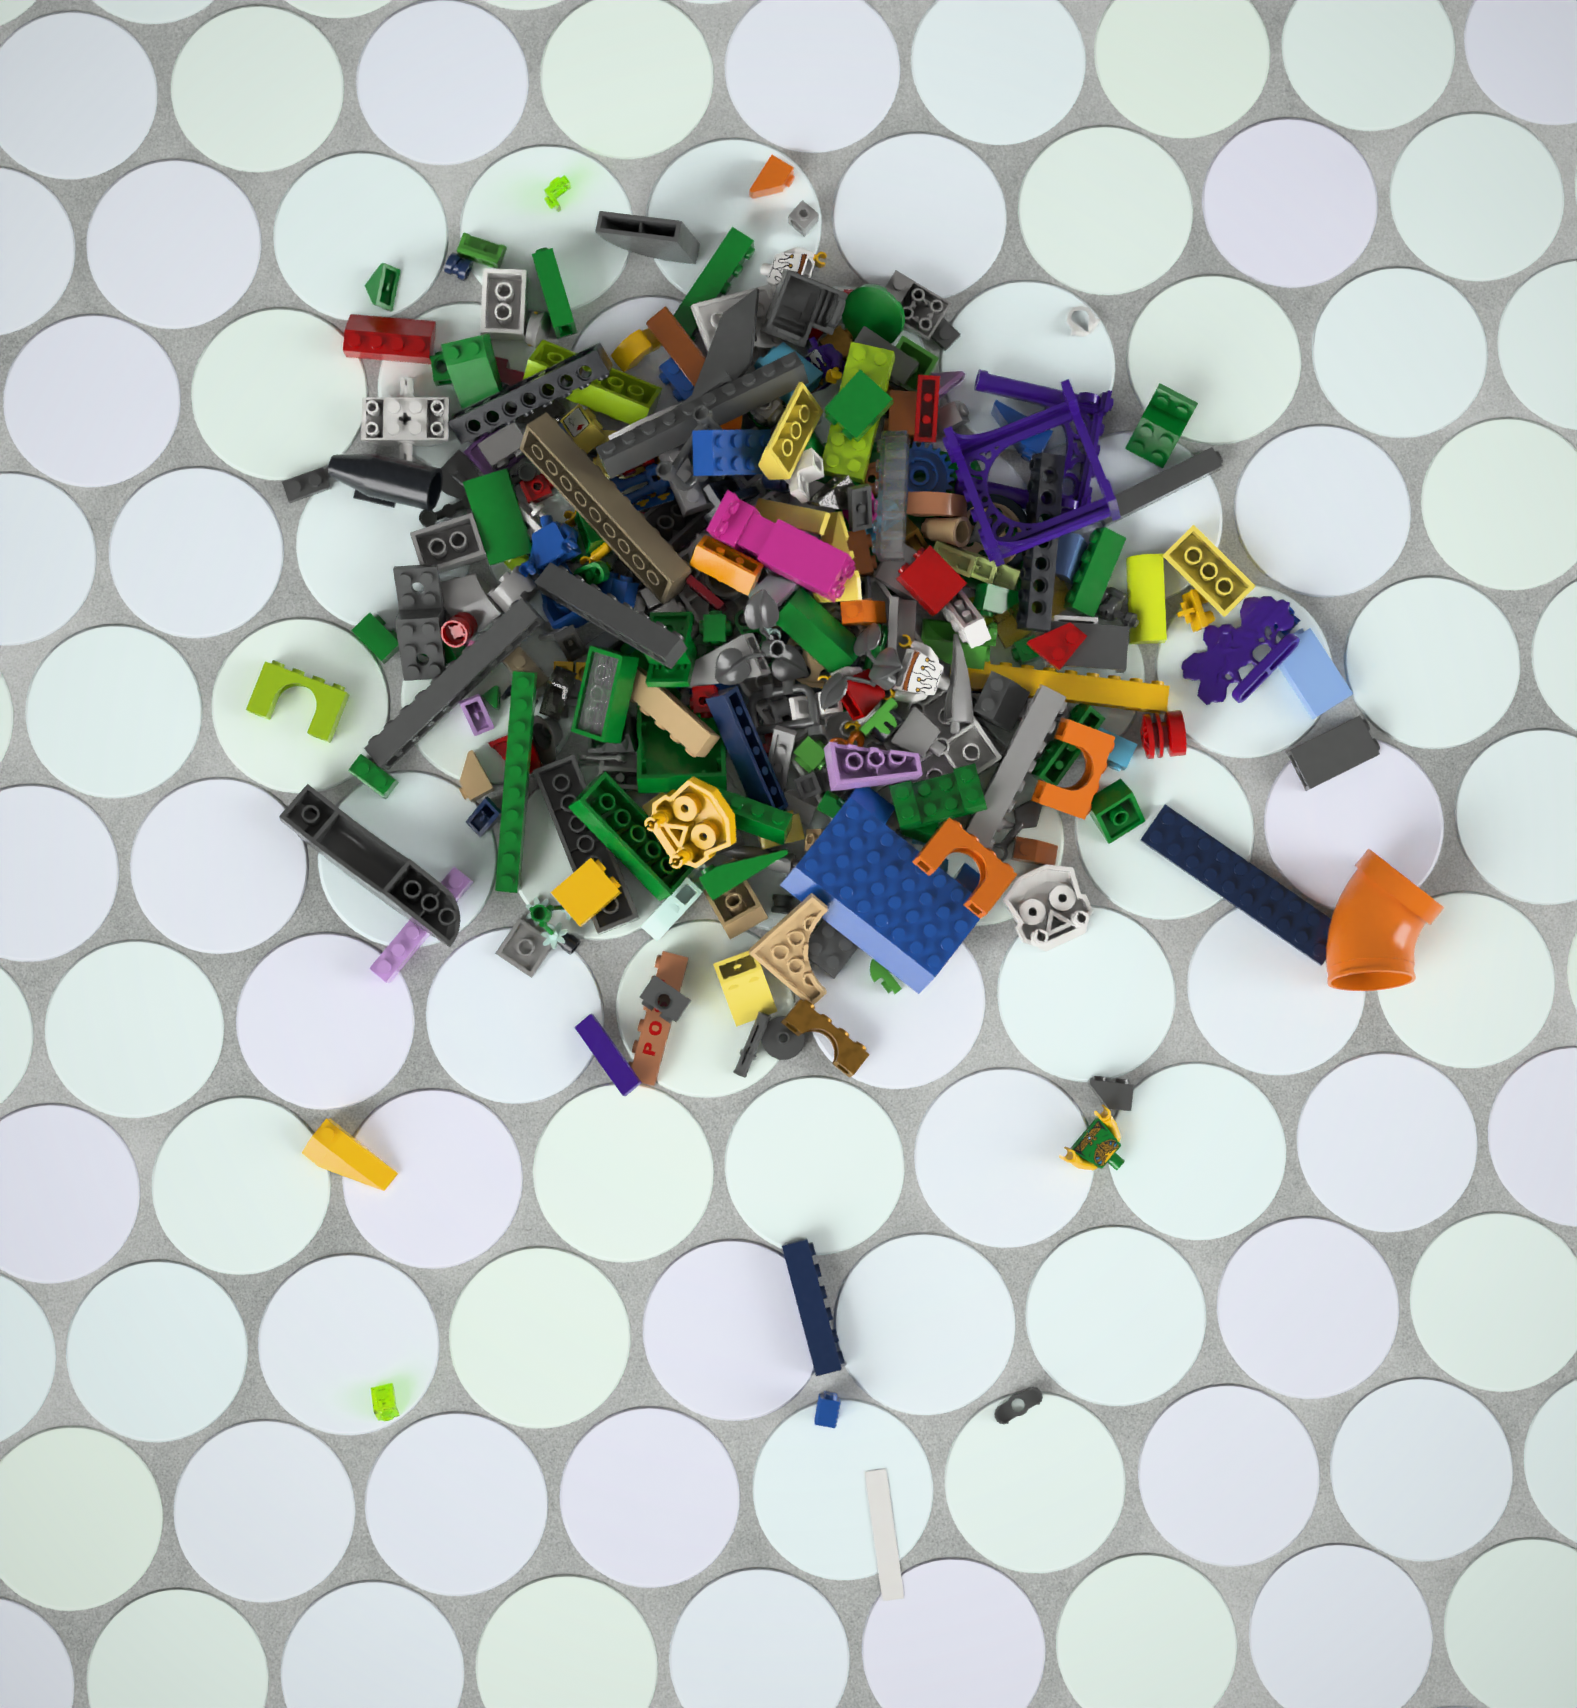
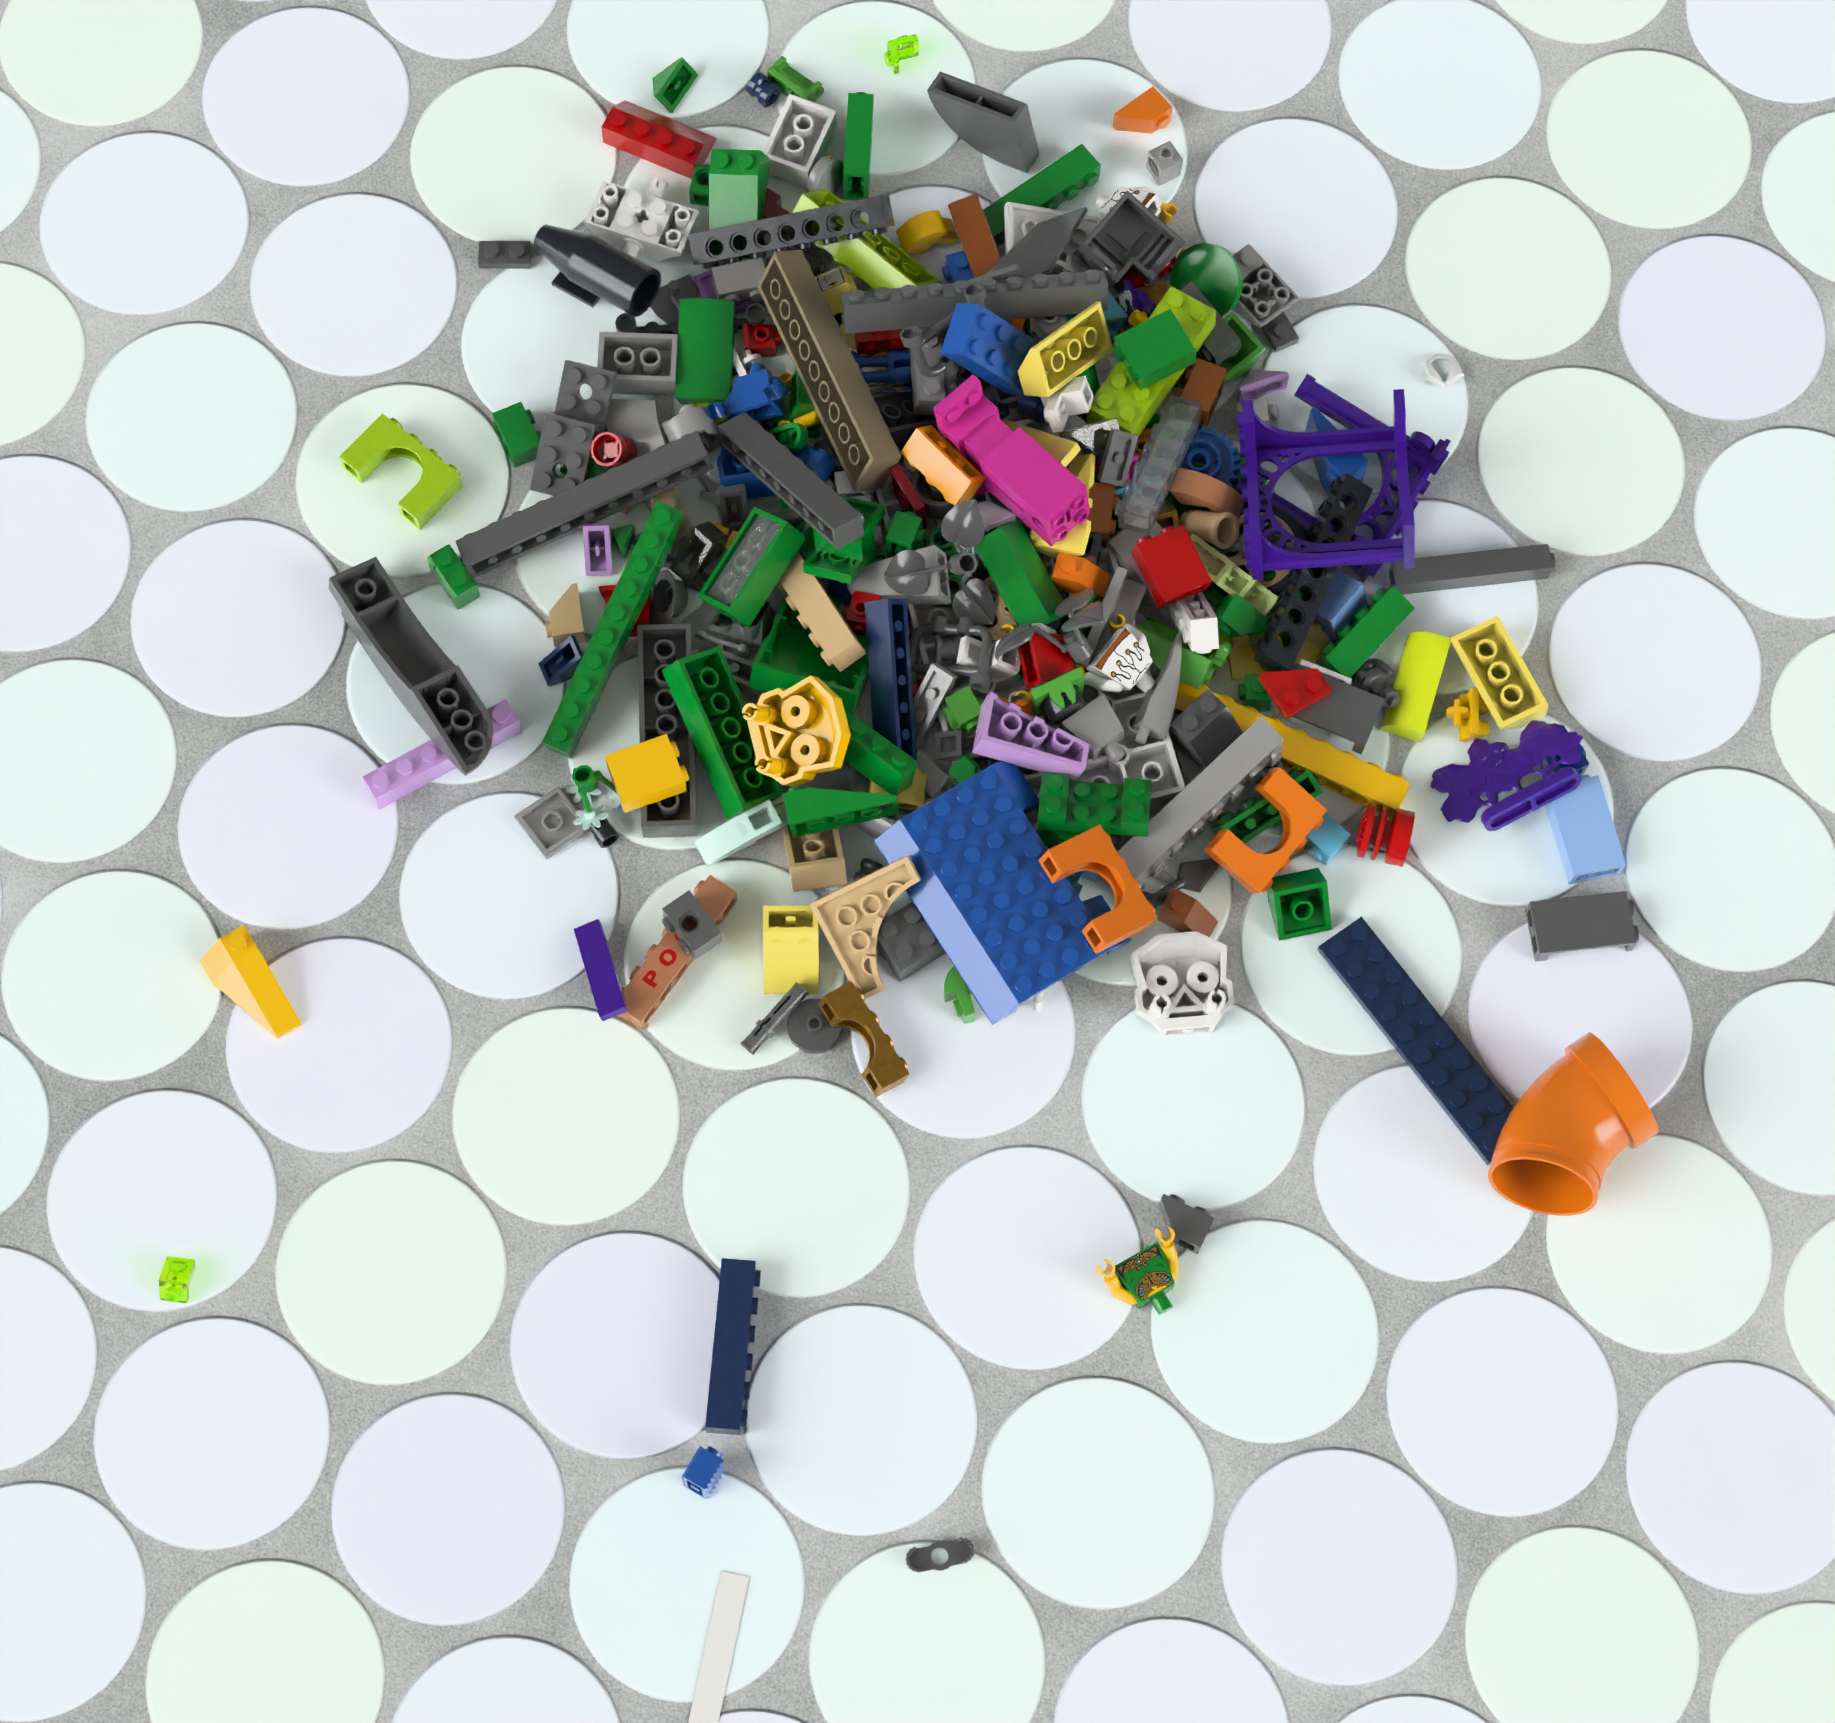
camera: 15 degrees right, 15 degrees down
(926, 408) = (1232, 391): red brick -> none
(1161, 425) = (1496, 503): green bracket -> none

